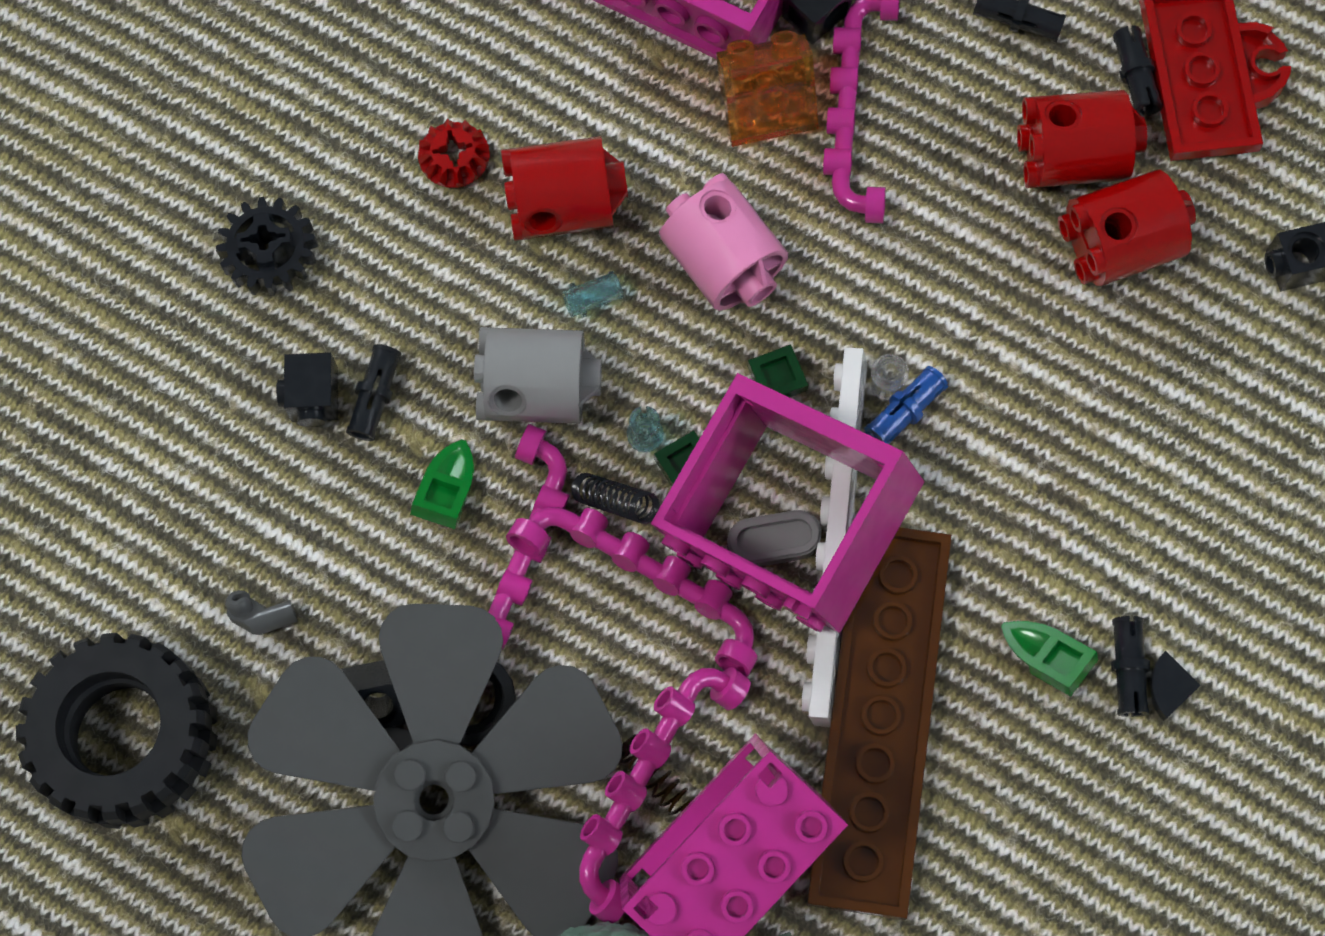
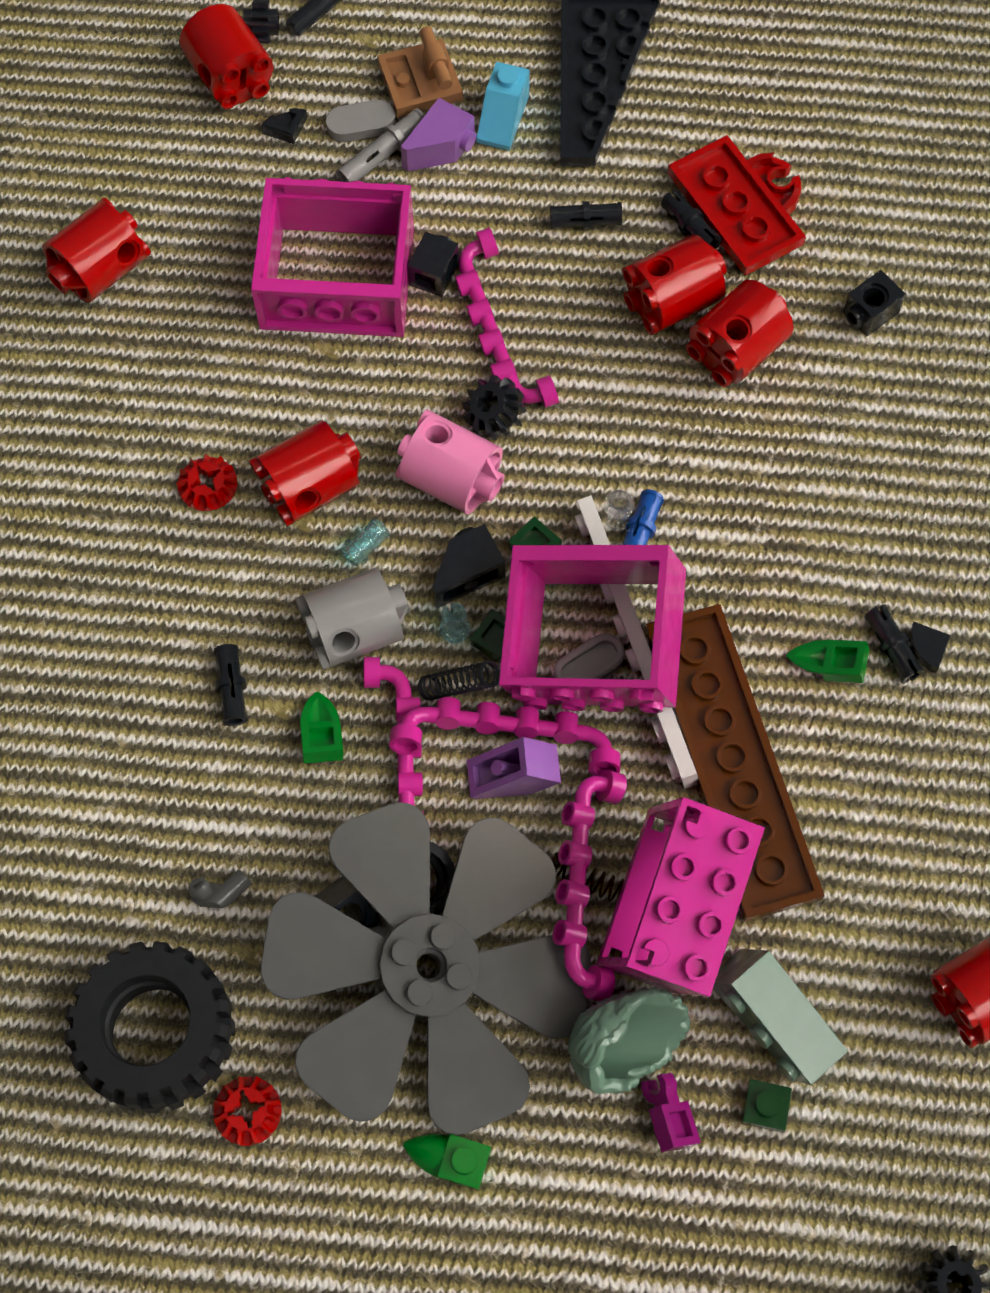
camera: 25 degrees left, 5 degrees down
(192, 883) = (264, 1120): none -> red gear
(248, 241) = (89, 592): black gear -> none
(309, 388) = (178, 702): black brick -> none
(633, 622) = (514, 769): none -> medium lavender slope
(689, 368) = (468, 565): none -> black slope
(768, 88) = (428, 337): clear orange plate -> none
(805, 199) = (494, 407): none -> black gear

